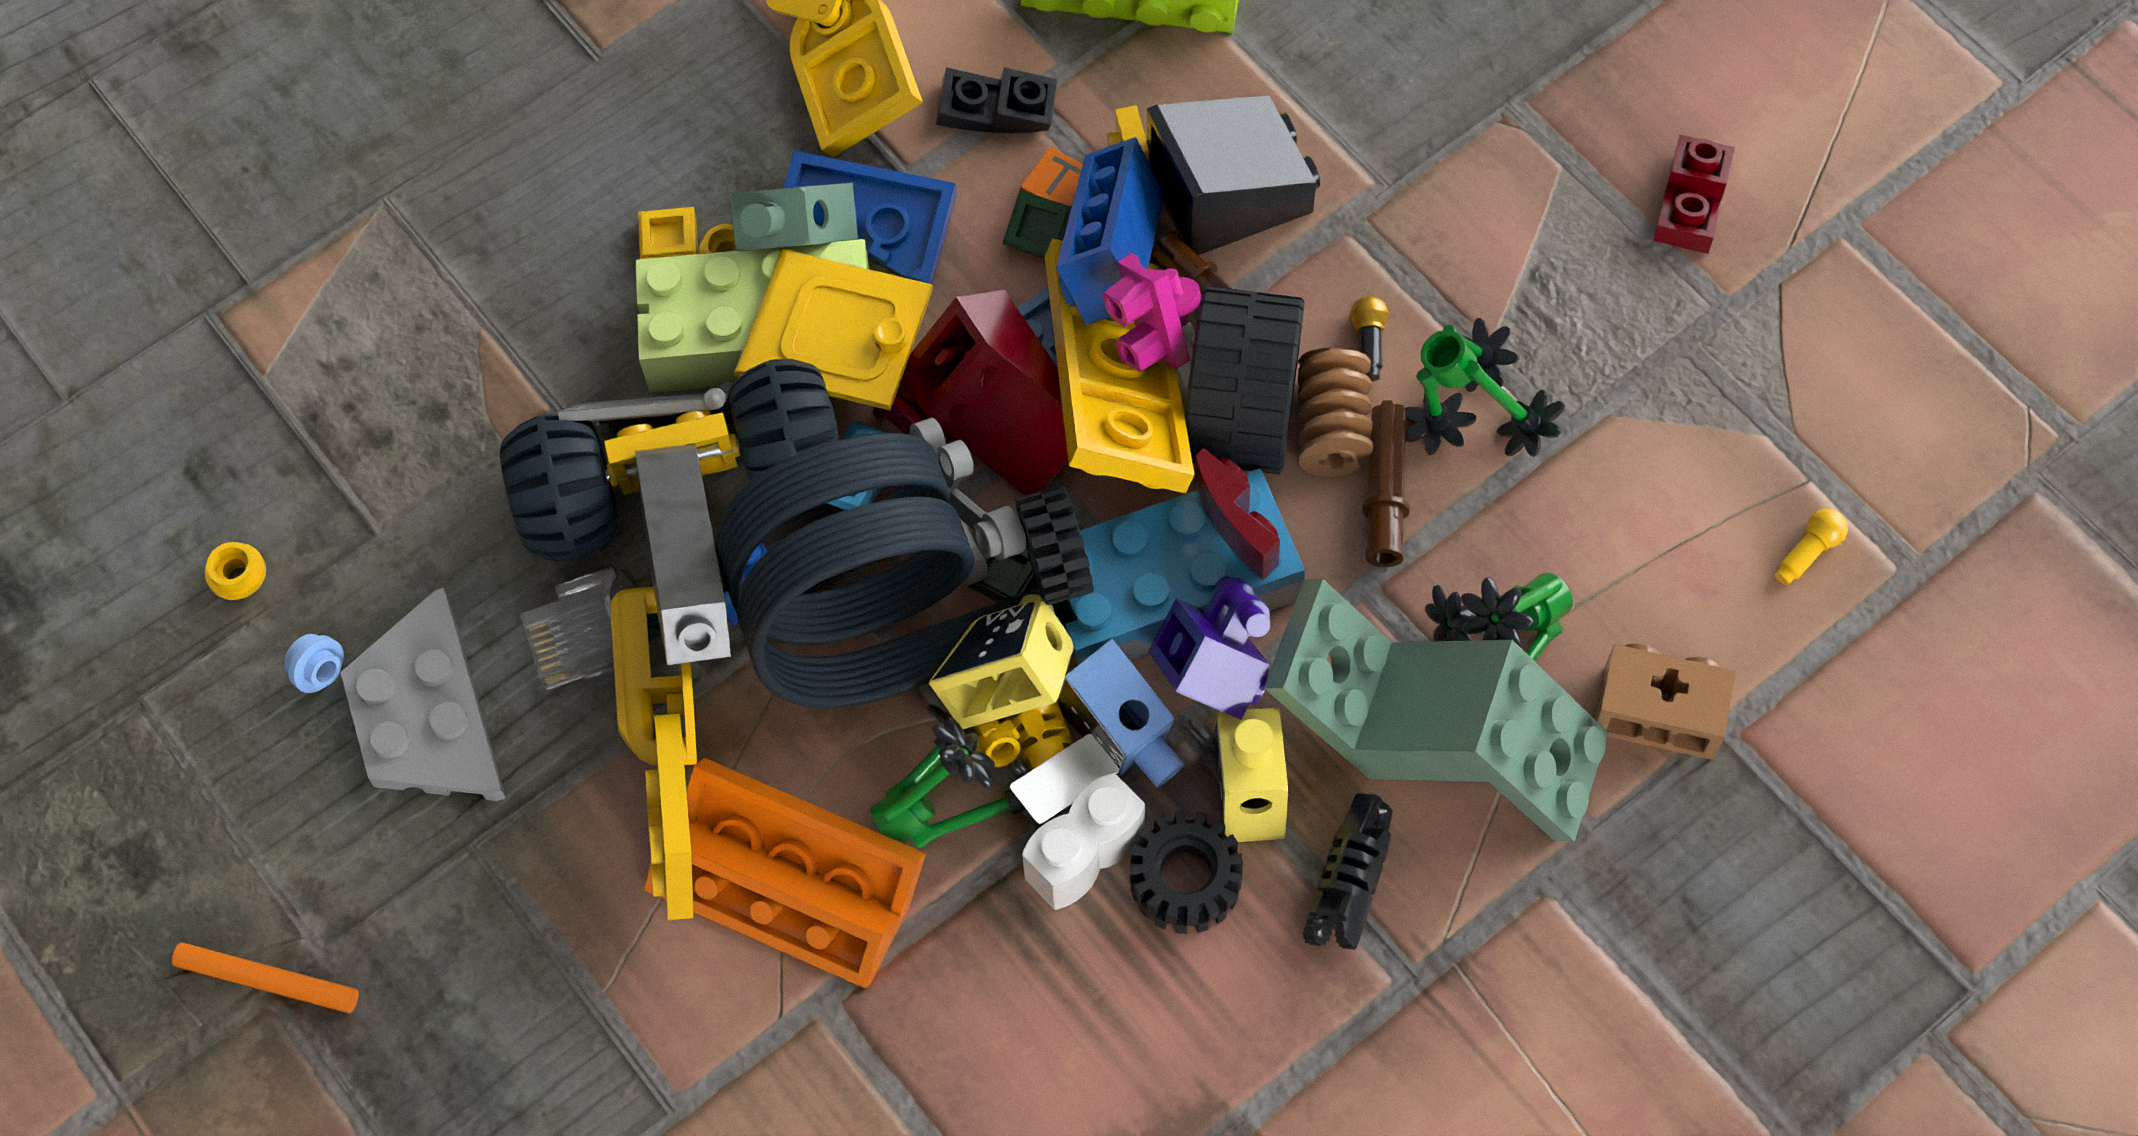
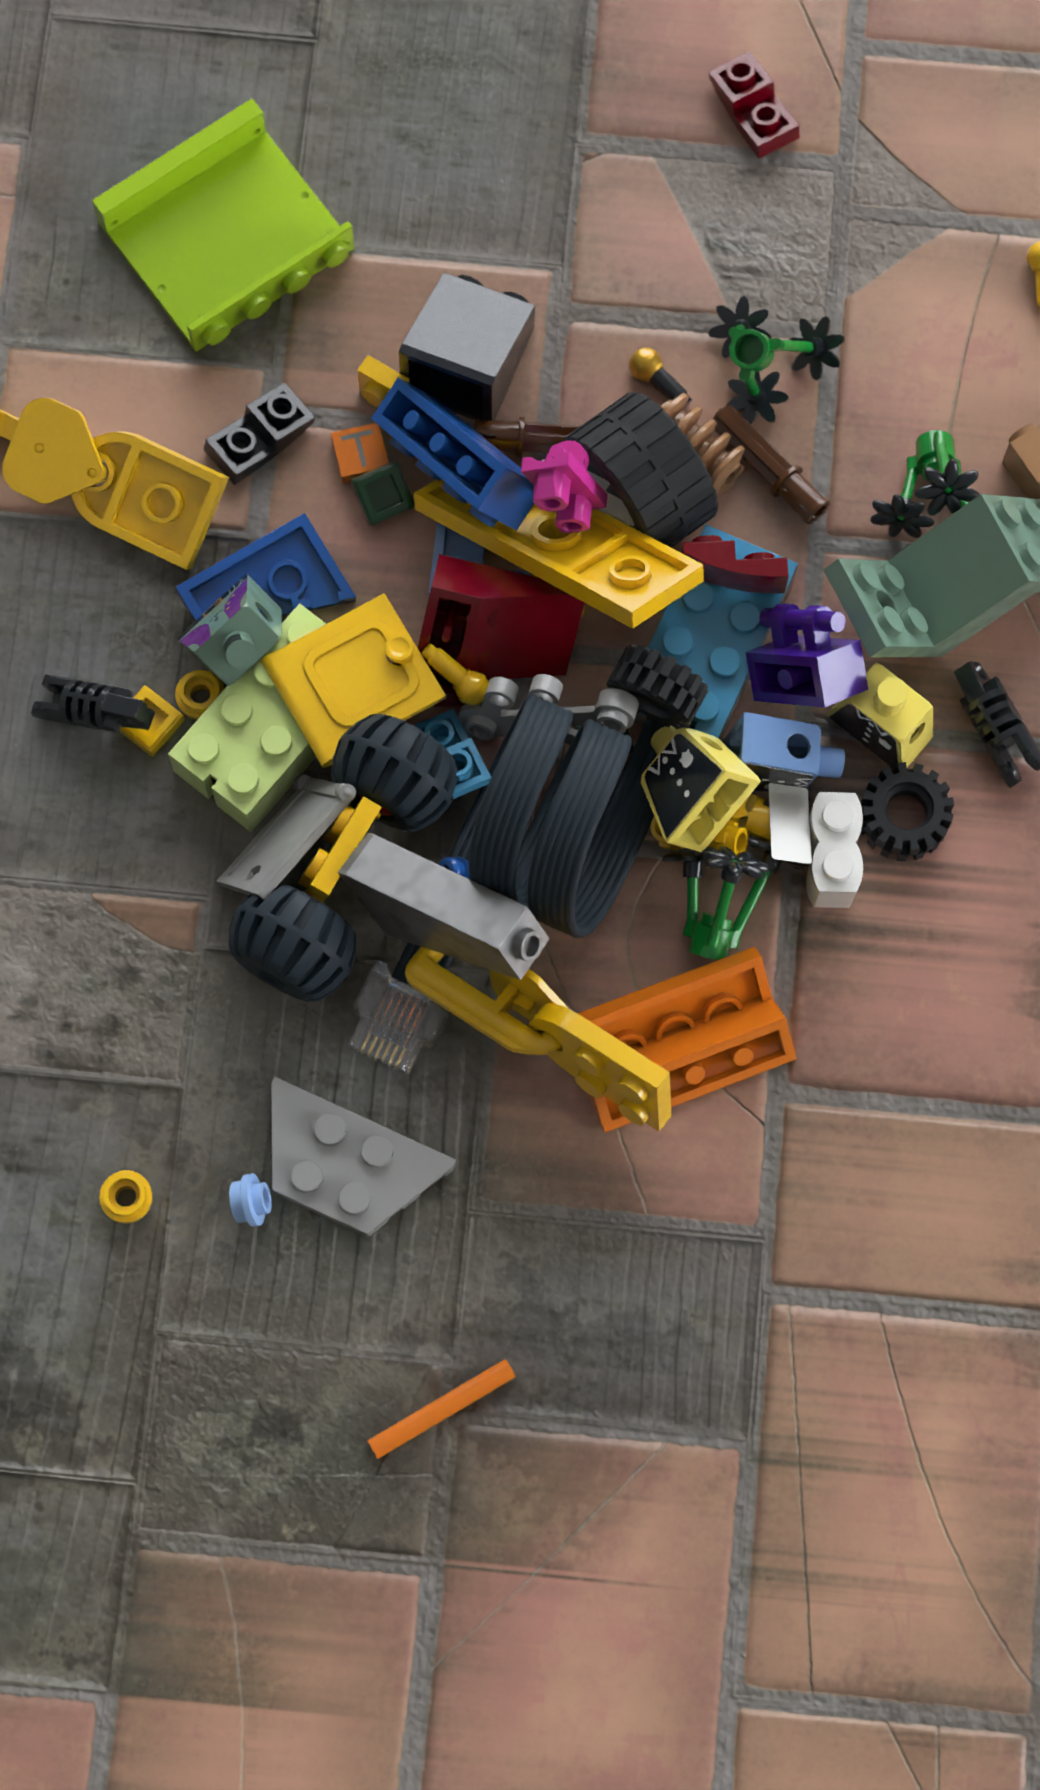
camera: 50 degrees left, 10 degrees up
(632, 182) = (93, 705): none -> black hinge
(920, 393) = (468, 684): none -> yellow piece

